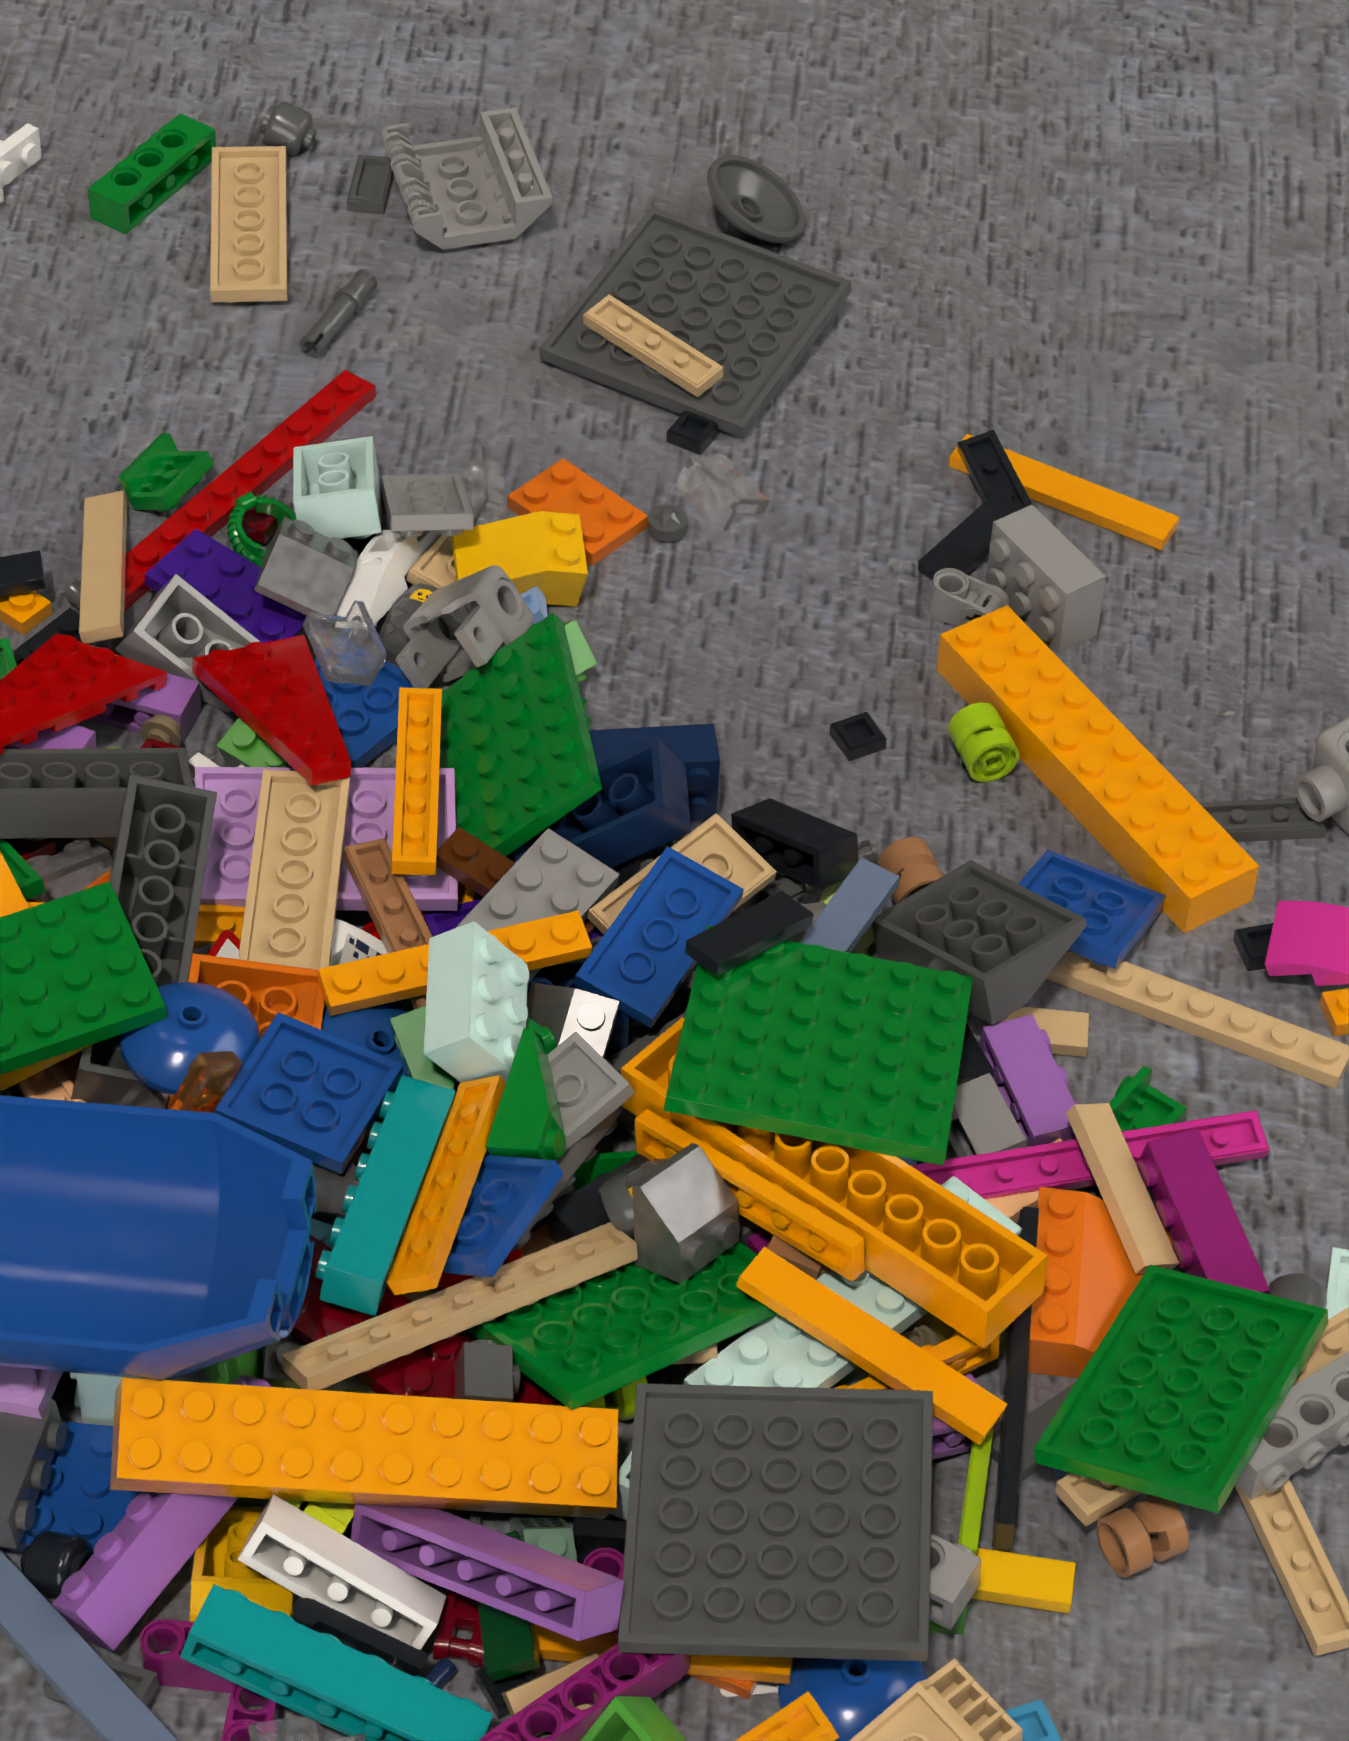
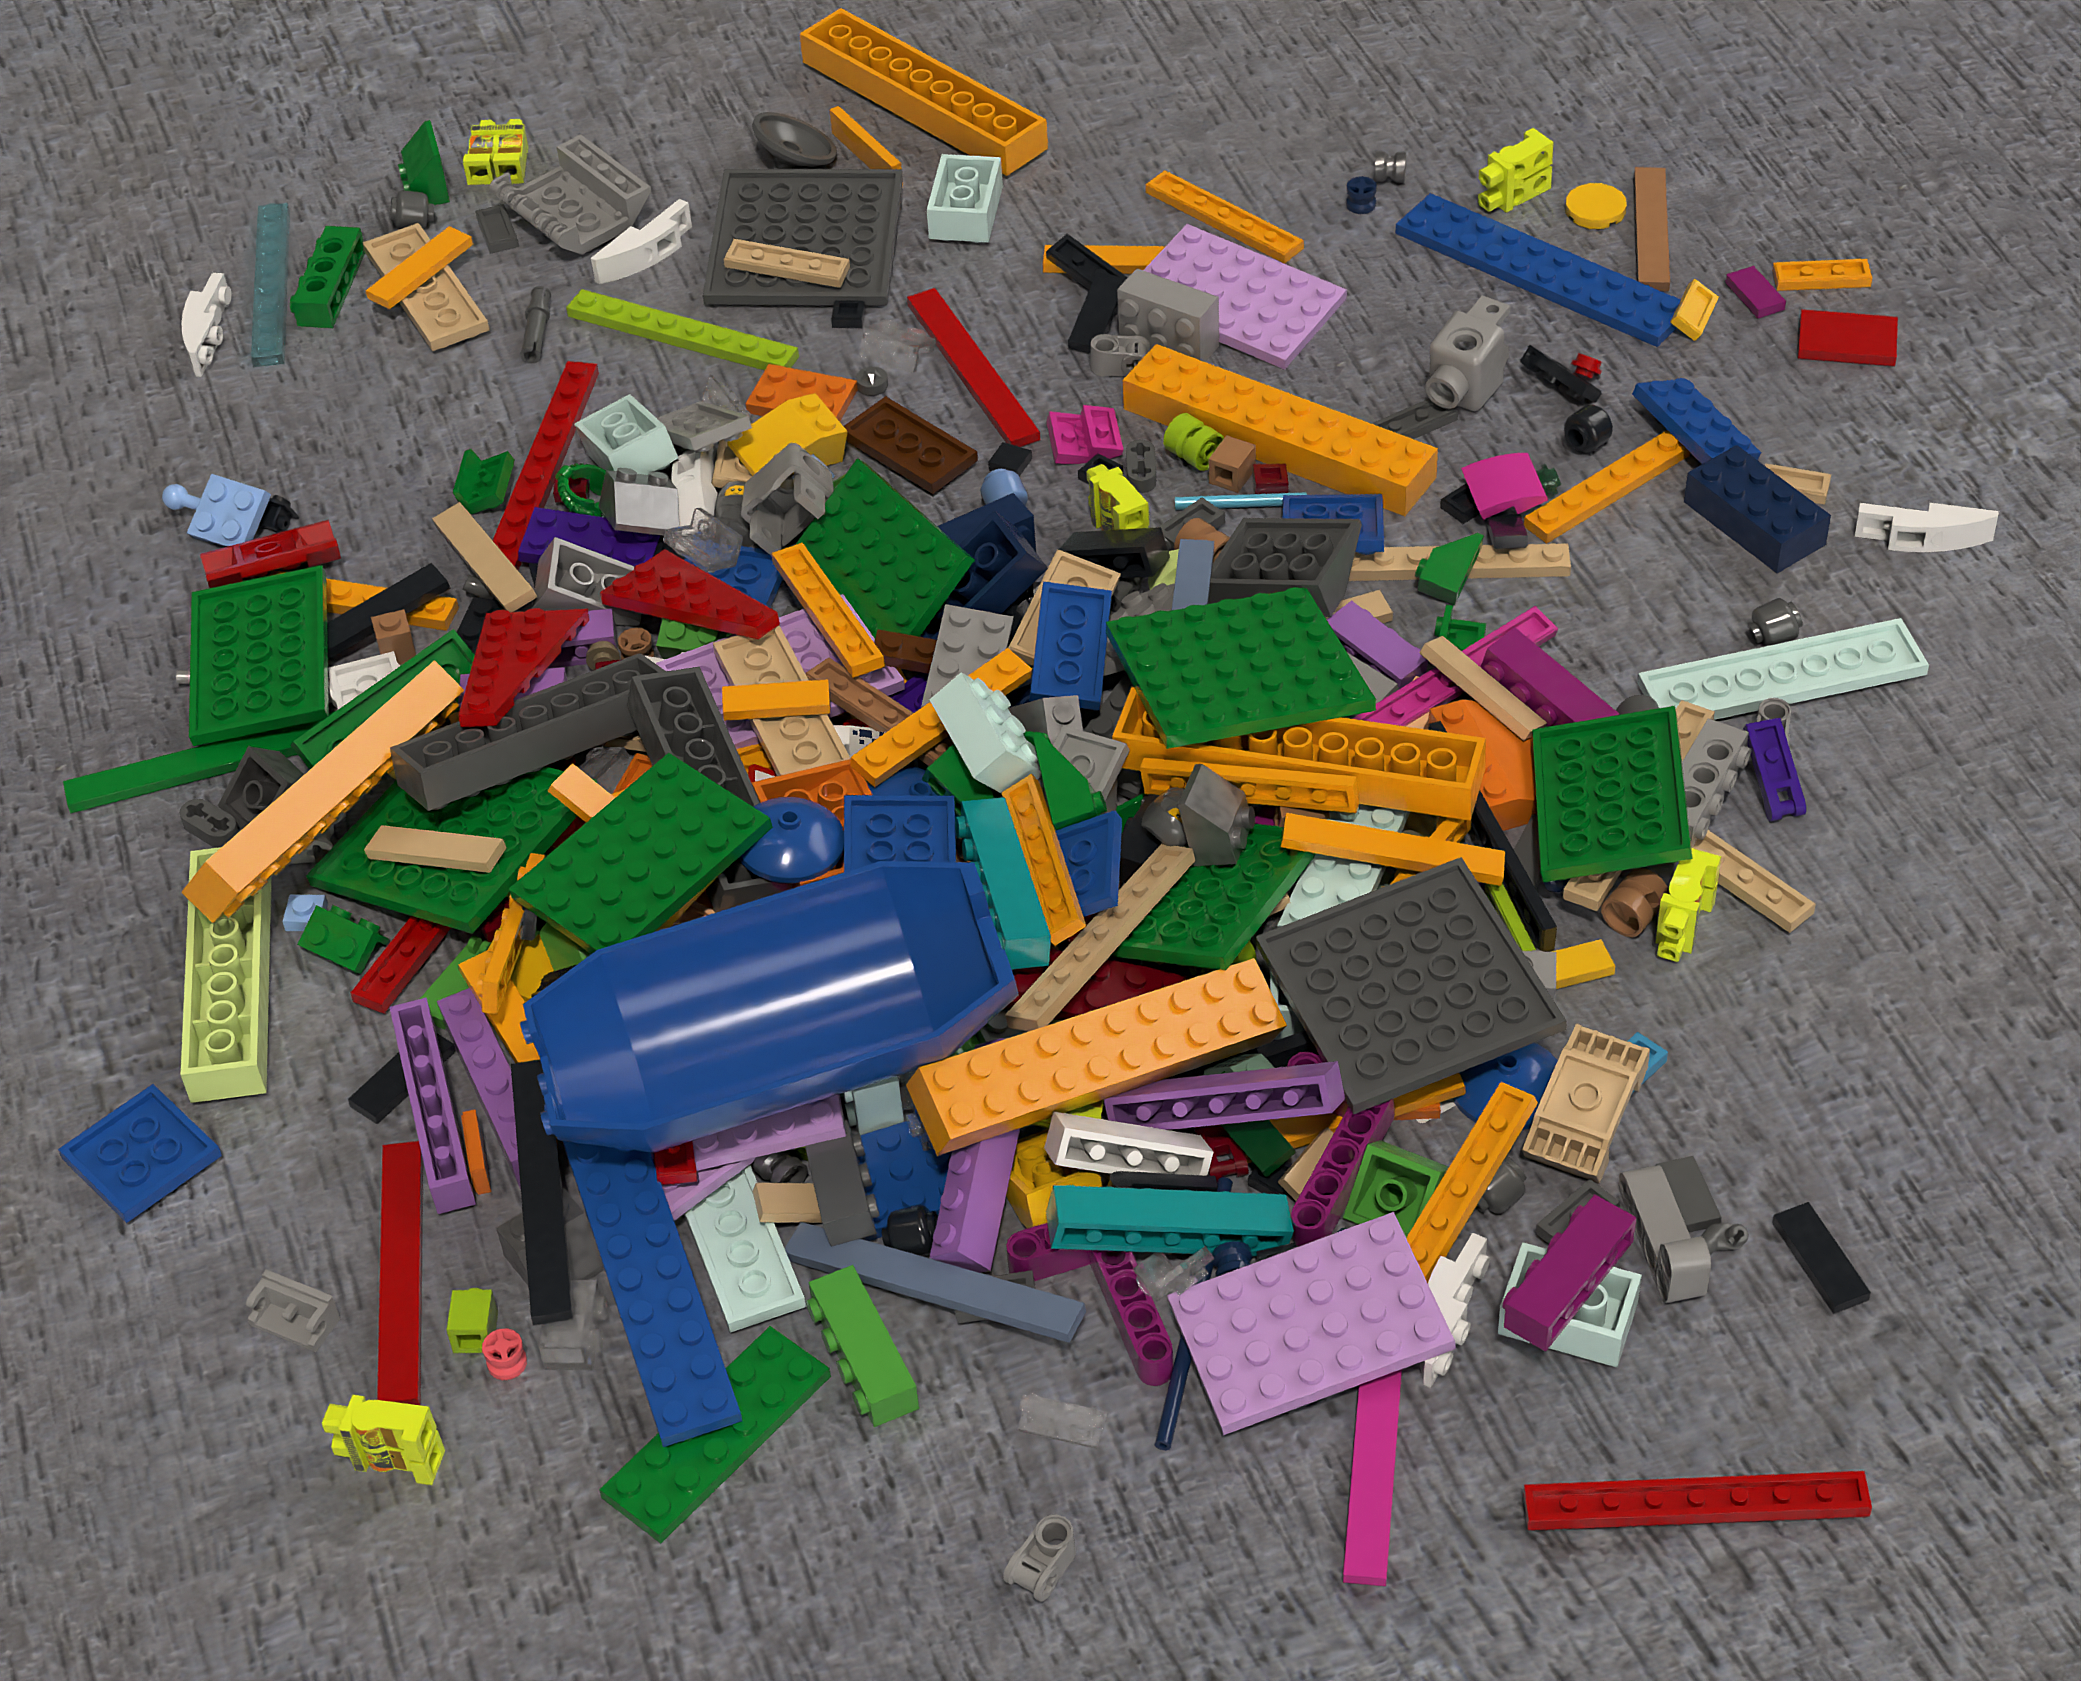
camera: 20 degrees left, 0 degrees up
(89, 160) = (270, 285): none -> clear light blue plate
(202, 735) = (634, 642): none -> medium nougat wheel
(206, 1082) = (829, 855): clear orange plate -> none
(250, 199) = (419, 267): none -> light orange tile
(286, 866) = (775, 700): none -> light orange tile
(331, 85) = (423, 166): none -> green slope
(421, 92) = (496, 150): none -> neon yellow hips
(486, 1372) = (1144, 972): dark grey brick -> none
(494, 382) = (680, 331): none -> lime plate
(509, 267) = (642, 248): none -> white slope
(658, 617) = (910, 445): none -> reddish brown plate
(730, 714) = (1002, 483): none -> medium blue head
(749, 933) = (1143, 613): black tile -> none
(762, 680) = (1010, 458): none -> black tile
(791, 554) = (973, 368): none -> red tile
(834, 234) = (861, 142): none -> light orange tile
(837, 780) = (1115, 500): none -> neon yellow hips
(867, 683) = (1082, 436): none -> dark pink slope
(900, 744) = (1145, 465): none -> dark grey beam
(905, 342) = (964, 198): none -> light aqua brick
(938, 833) = (1199, 509): none -> dark grey plate
(942, 197) = (923, 90): none -> light orange brick
(986, 832) = (1236, 501): none -> medium azure bar
(1012, 787) = (1232, 464): none -> medium nougat brick
(1047, 823) = (1270, 478): none -> dark red plate
(1168, 590) = (1262, 302): none -> lavender plate
(1183, 1020) = (1449, 568): none -> green slope
(1196, 1563) = (1690, 891): none -> neon yellow hips
(1203, 478) = (1224, 216): none -> light orange tile
(1286, 1002) = (1507, 531): none -> tile

